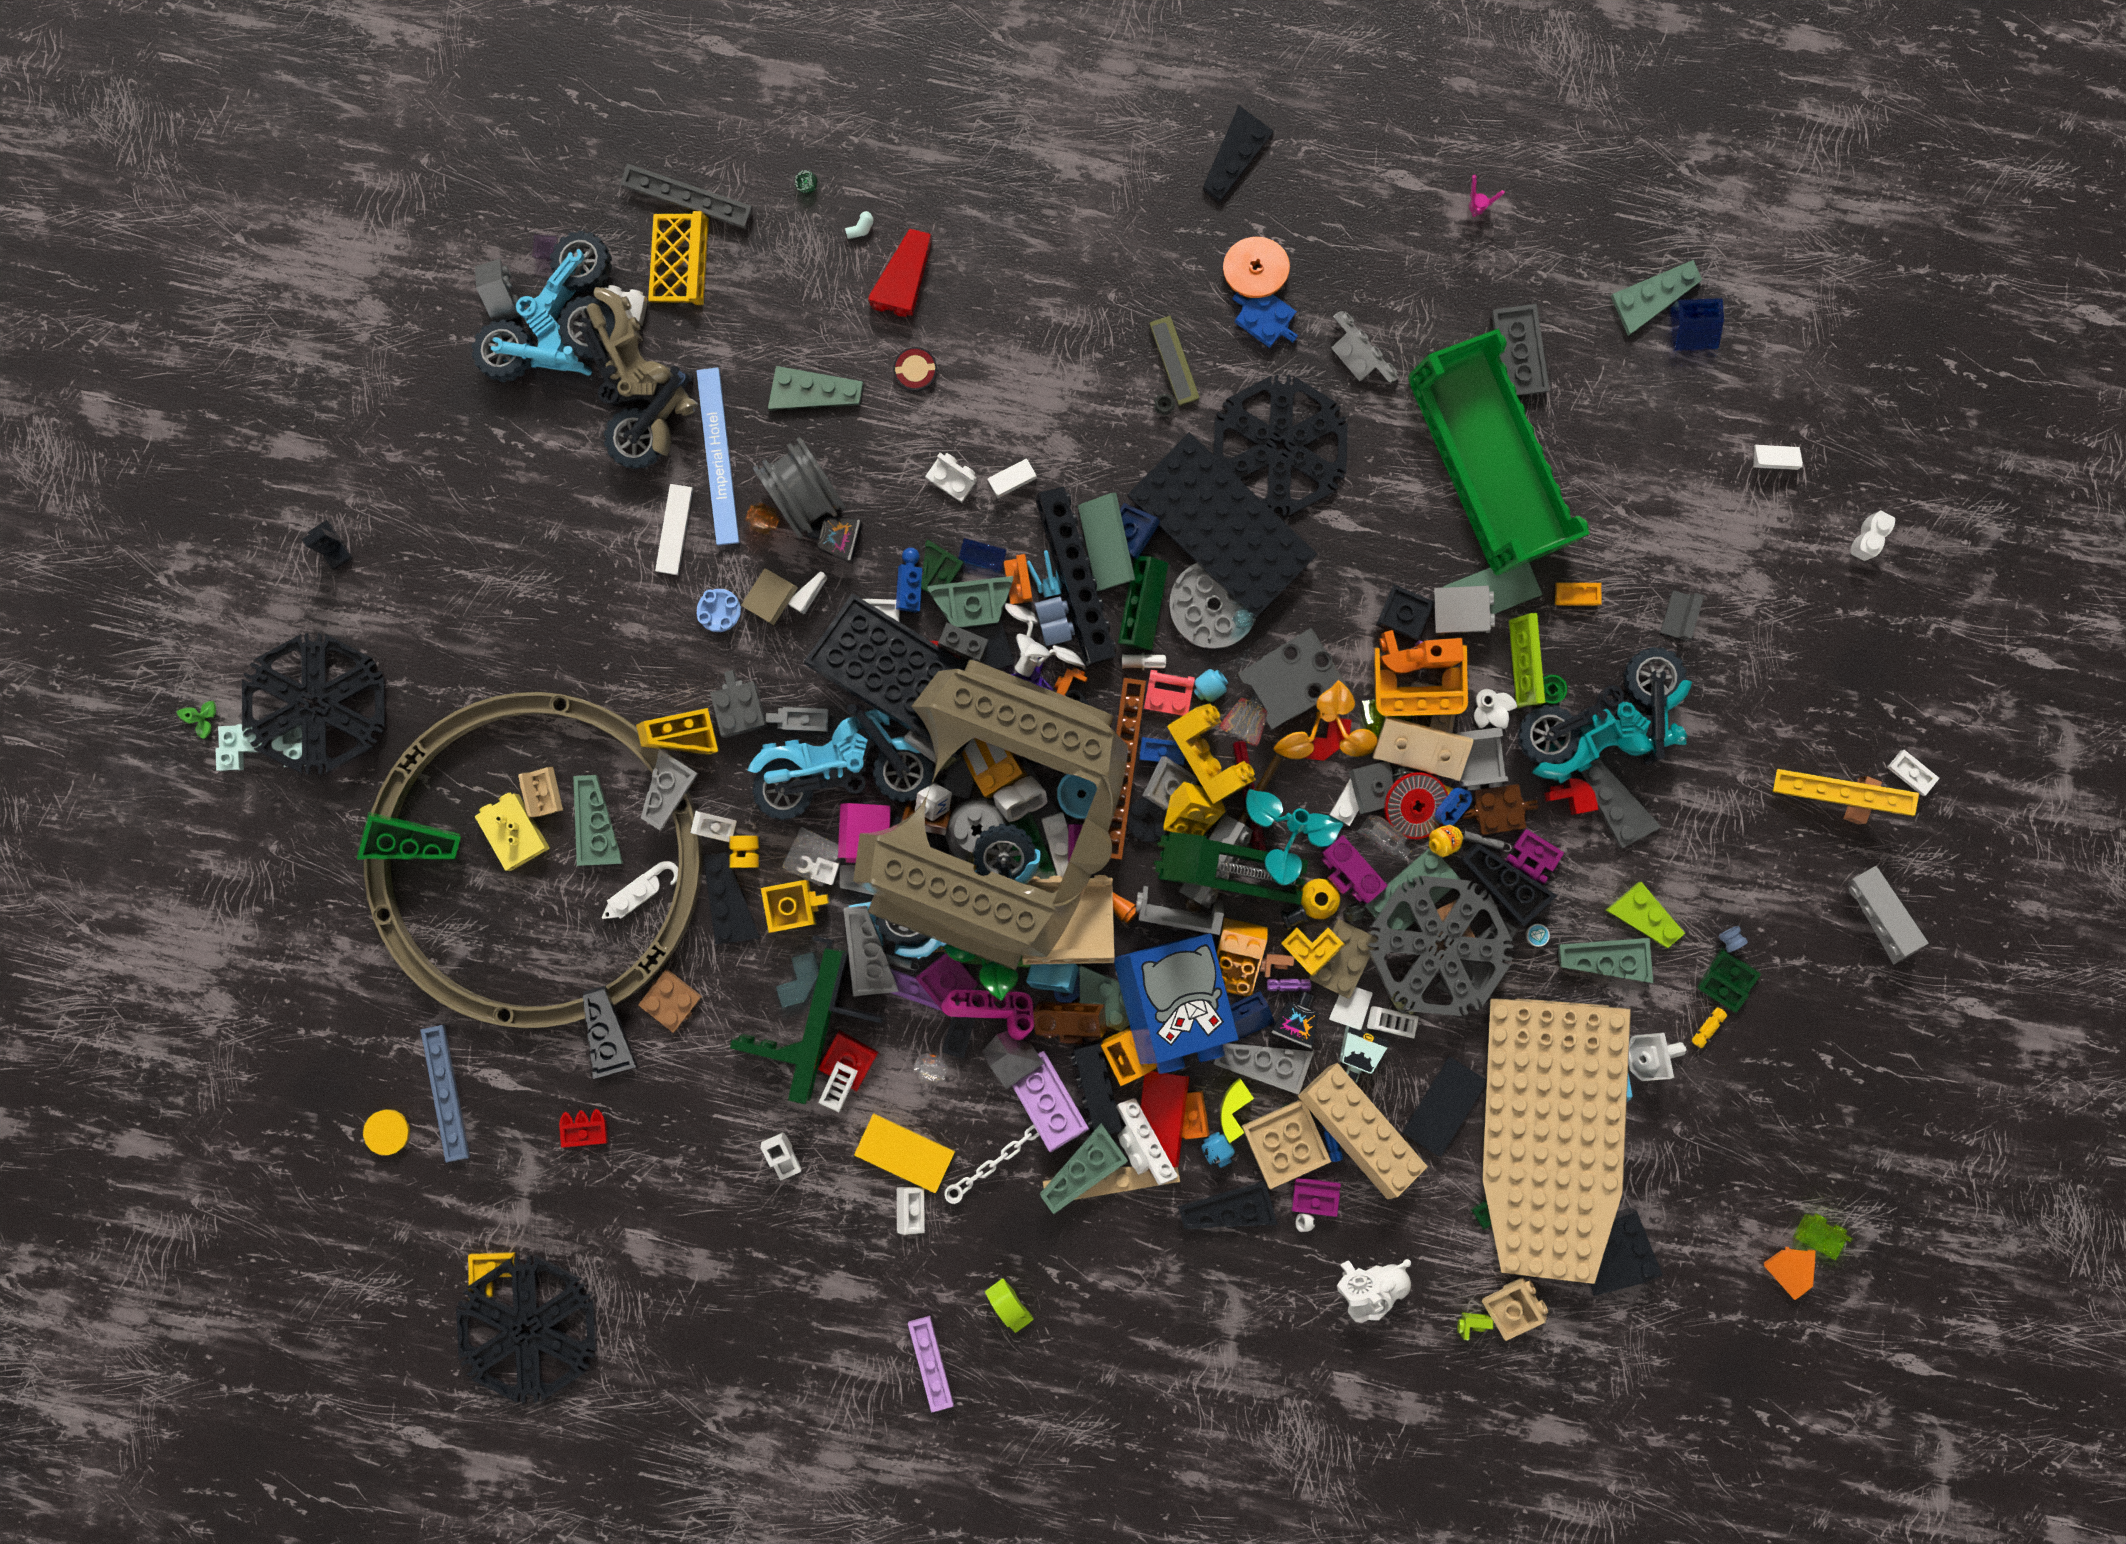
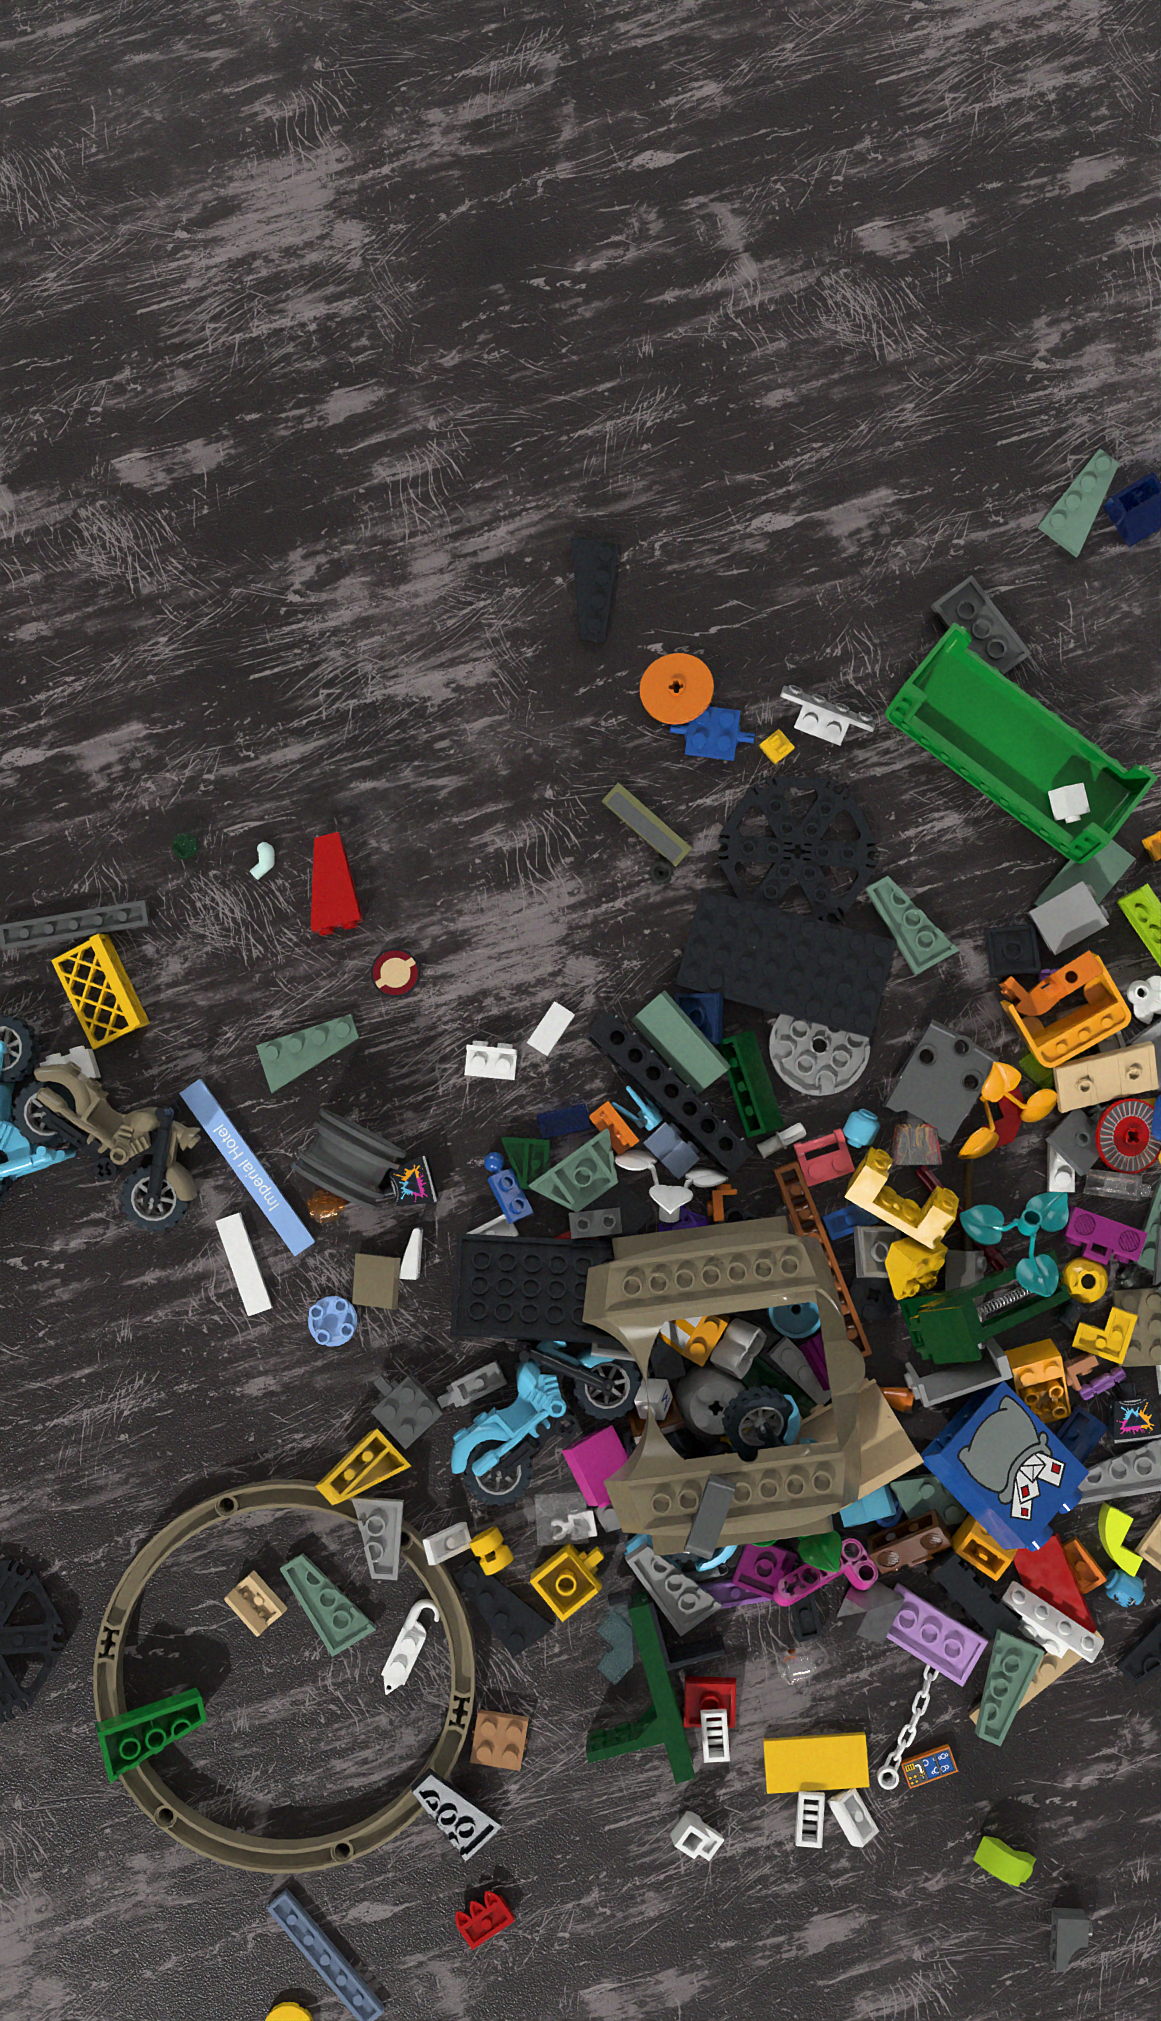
camera: 20 degrees left, 0 degrees up
(511, 832) = (247, 1660): light yellow piece -> none
(866, 1207) = (809, 1840): none -> white slope
(925, 893) = (710, 1516): none -> dark grey beam
(930, 1364) = (959, 1961): lavender plate -> none
(990, 1203) = (929, 1766): none -> tile
(1027, 1388) = (1068, 1933): none -> dark grey arch
(1243, 619) = (858, 1045): clear light blue plate -> none
(1309, 355) = (776, 746): none -> yellow tile
(1335, 552) = (911, 929): none -> sand green wing
(1480, 201) = (860, 505): dark pink plant -> none
(1512, 520) = (1069, 802): none -> white brick

